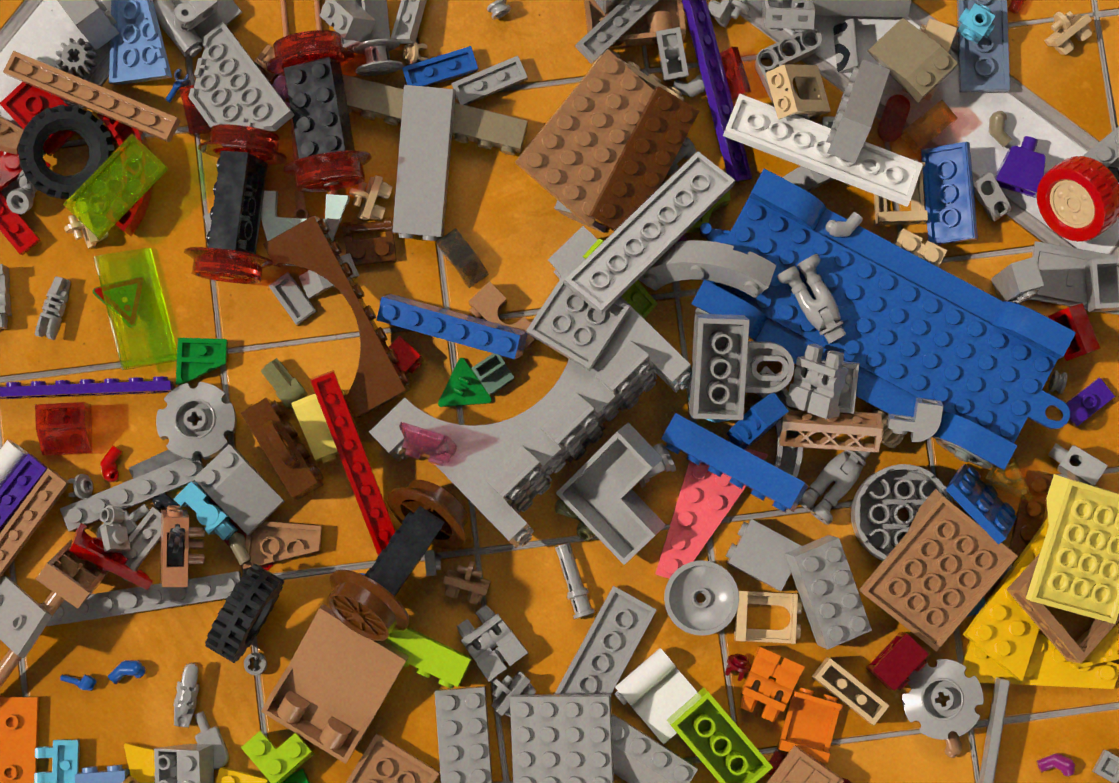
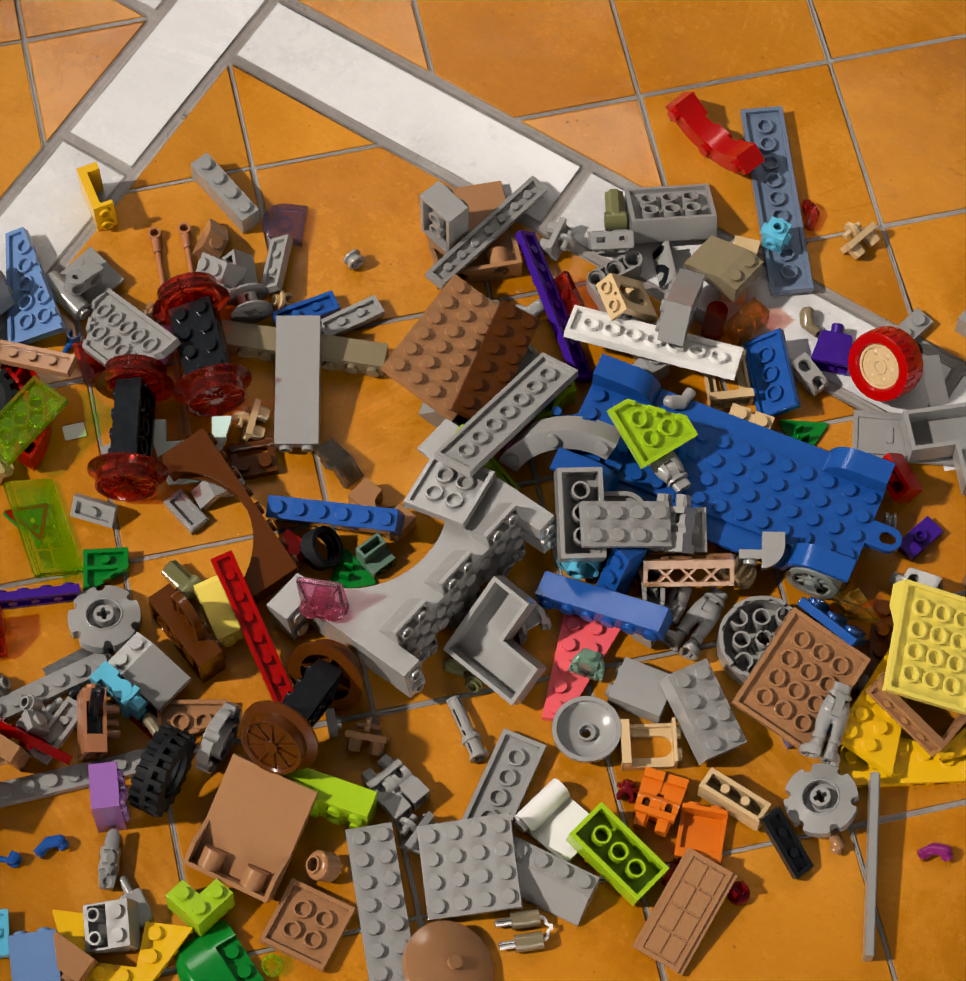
camera: 10 degrees left, 20 degrees down
(109, 466) = (23, 665): red arm -> none
(177, 190) = (74, 431): none -> white sticker
(186, 634) = (108, 796): none -> medium lavender brick
(192, 291) = (94, 510): none -> light grey plate
(247, 662) = (173, 820): light grey bush -> none
(307, 578) = (218, 737): none -> light grey piece
(409, 725) = (323, 866): none -> medium nougat head
(450, 361) = (310, 551): none -> black tyre
(672, 54) = (511, 280): light grey arch -> none
(713, 523) = (588, 663): none -> sand green piece
(767, 386) = (625, 524): none -> light grey plate
(807, 273) = (650, 430): none -> lime plate
(812, 461) = (678, 601): none -> light grey hinge
(898, 661) = (774, 768): dark red brick -> none
(899, 745) = (786, 842): none -> black tile
(968, 613) = (833, 711): none -> light grey piece
(975, 264) = (803, 430): none -> green piece
(1018, 281) = (839, 426): light grey brick -> none

